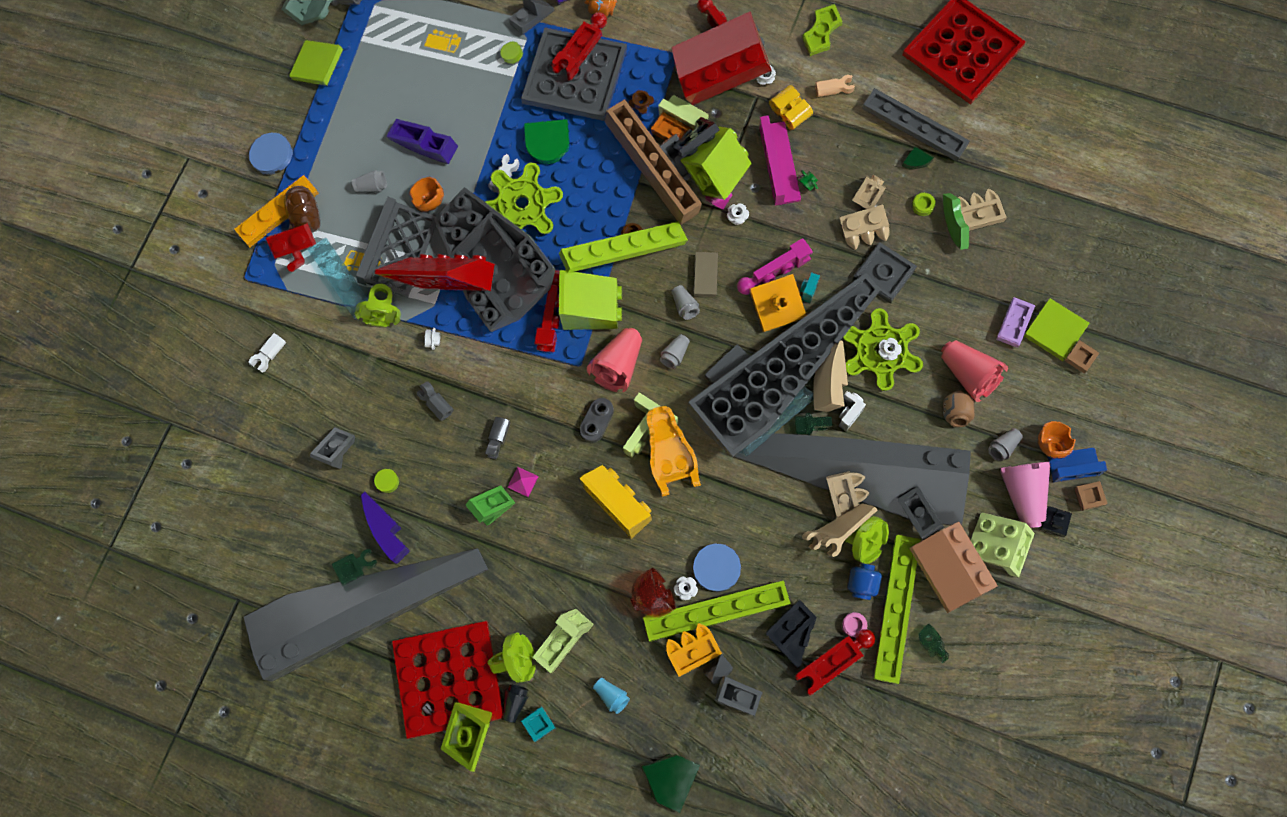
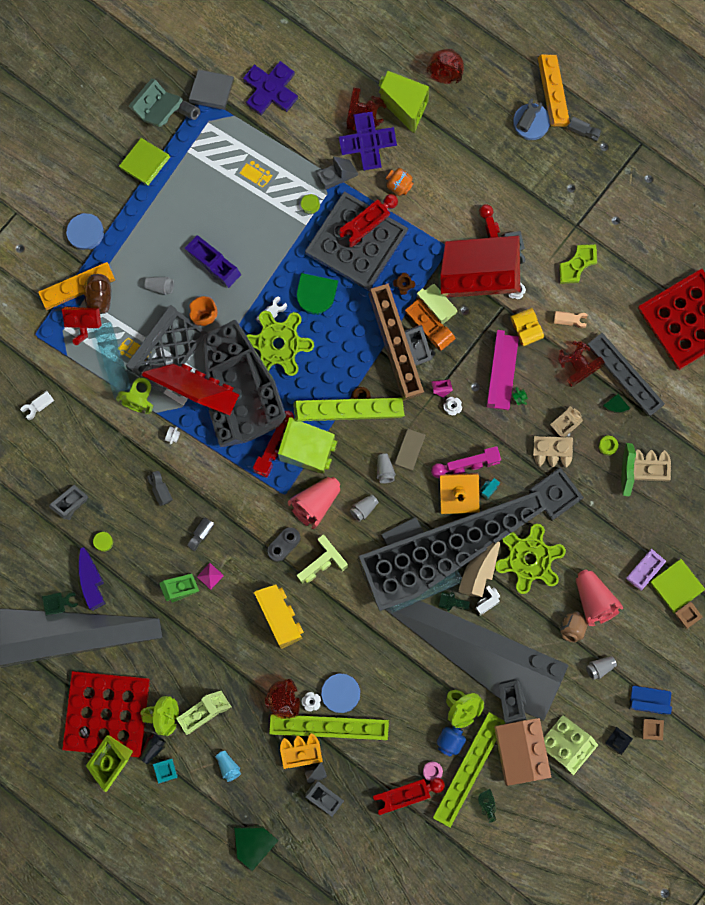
camera: 15 degrees right, 5 degrees up
(669, 451) = (332, 590): light orange animal -> none
(692, 139) = (436, 334): black wing -> none
(718, 164) = (449, 360): lime slope -> none
(793, 632) = (382, 762): black wing -> none
(839, 529) = (444, 694): tan flag -> none
(843, 493) = (459, 671): tan plate -> none
(863, 128) = (579, 363): none -> clear red piece
(885, 353) = (534, 566): white plate -> none
(1028, 490) = (604, 710): bright pink cone -> none
(1056, 440) = (641, 677): orange hair -> none

